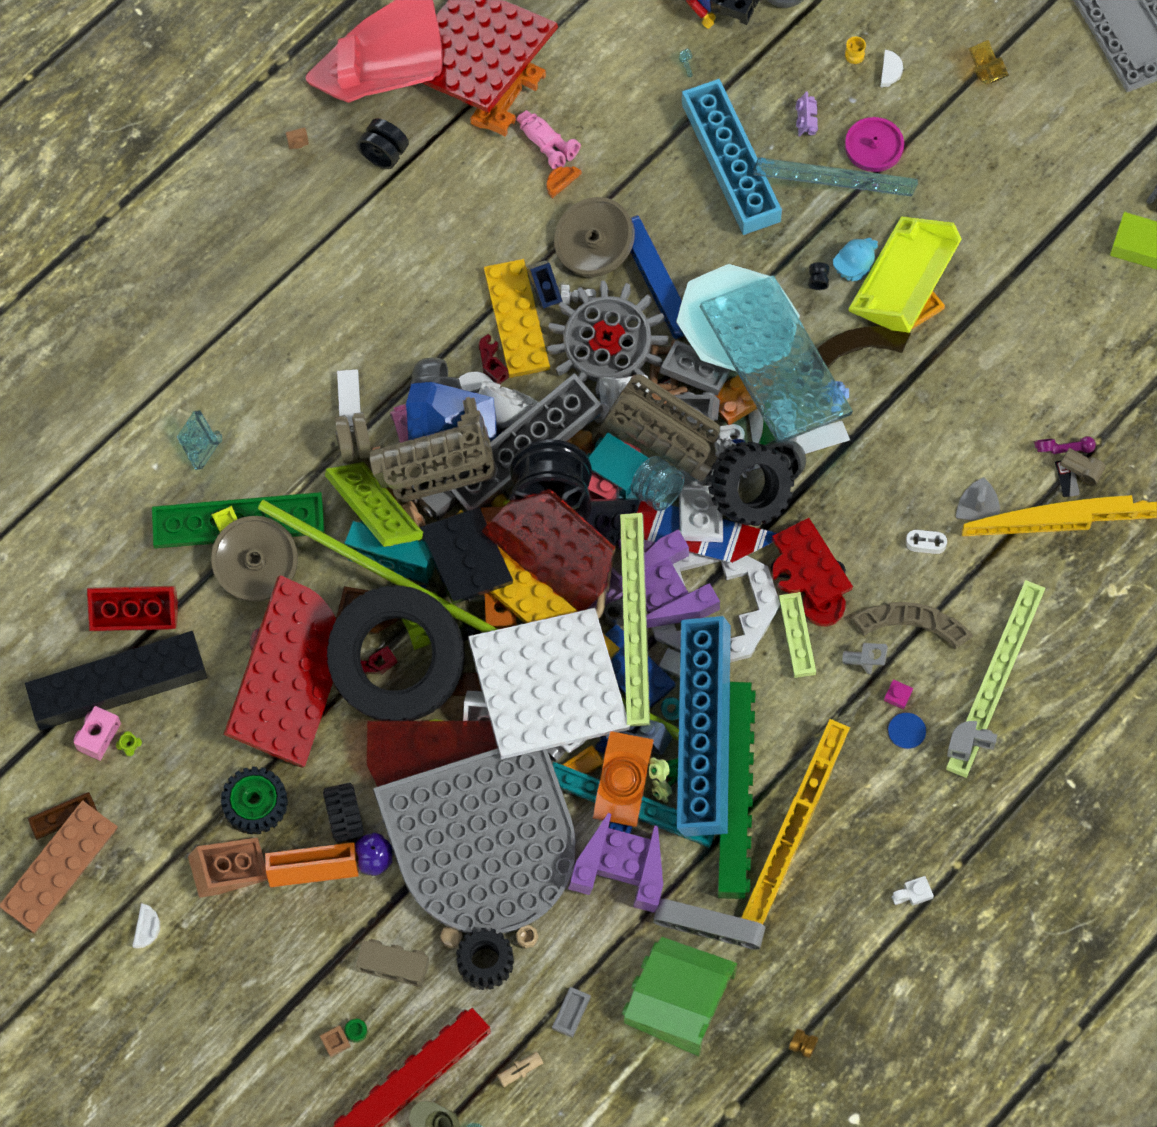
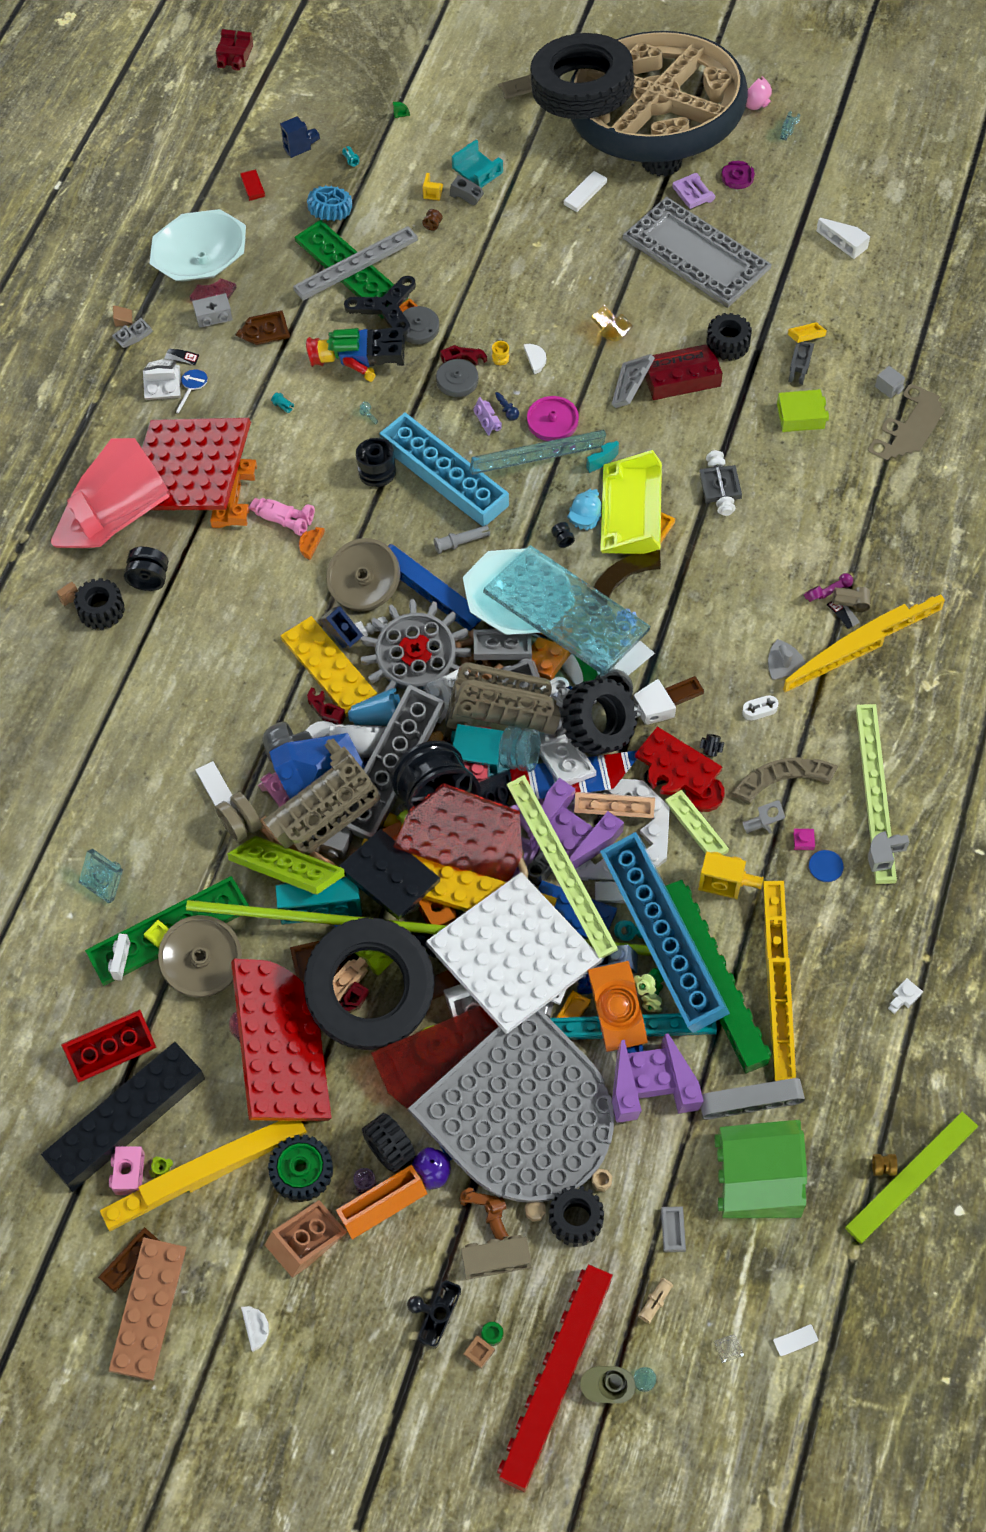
camera: 25 degrees left, 5 degrees down
(162, 763) = (199, 1172): none -> yellow slope
(174, 533) = (120, 950): none -> white plate
(304, 835) = (363, 1177): none -> clear purple wheel
(305, 1001) = (432, 1325): none -> black piece
(318, 148) = (99, 591): none -> black tyre
(390, 636) = (351, 972): none -> light nougat hinge
(413, 917) = (494, 1207): none -> dark orange pin
(536, 382) = (375, 710): none -> dark azure cone
(602, 12) = (282, 402): none -> teal pin
(665, 121) = (375, 462): none -> black wheel
(703, 236) = (452, 540): none -> light grey pin
(724, 579) = (616, 804): none -> light nougat plate
(796, 60) = (457, 378): none -> dark grey wheel
(796, 697) = (726, 875): none -> yellow brick
(814, 34) = (455, 352): none -> dark red piece
(817, 492) = (654, 703): none -> white torso
(825, 1066) = (911, 1177): none -> lime tile
(834, 121) = (511, 412): none -> dark blue bar
(854, 559) = (711, 745): none -> black gear
(856, 492) = (685, 690): none -> reddish brown tile
(912, 205) = (607, 454): none -> teal slope
(977, 132) = (630, 378): none -> light grey wing
(1012, 286) = (720, 483): none -> dark grey plate
(1036, 145) = (683, 372): none -> dark red slope
(1109, 113) = (732, 326): none -> black tyre

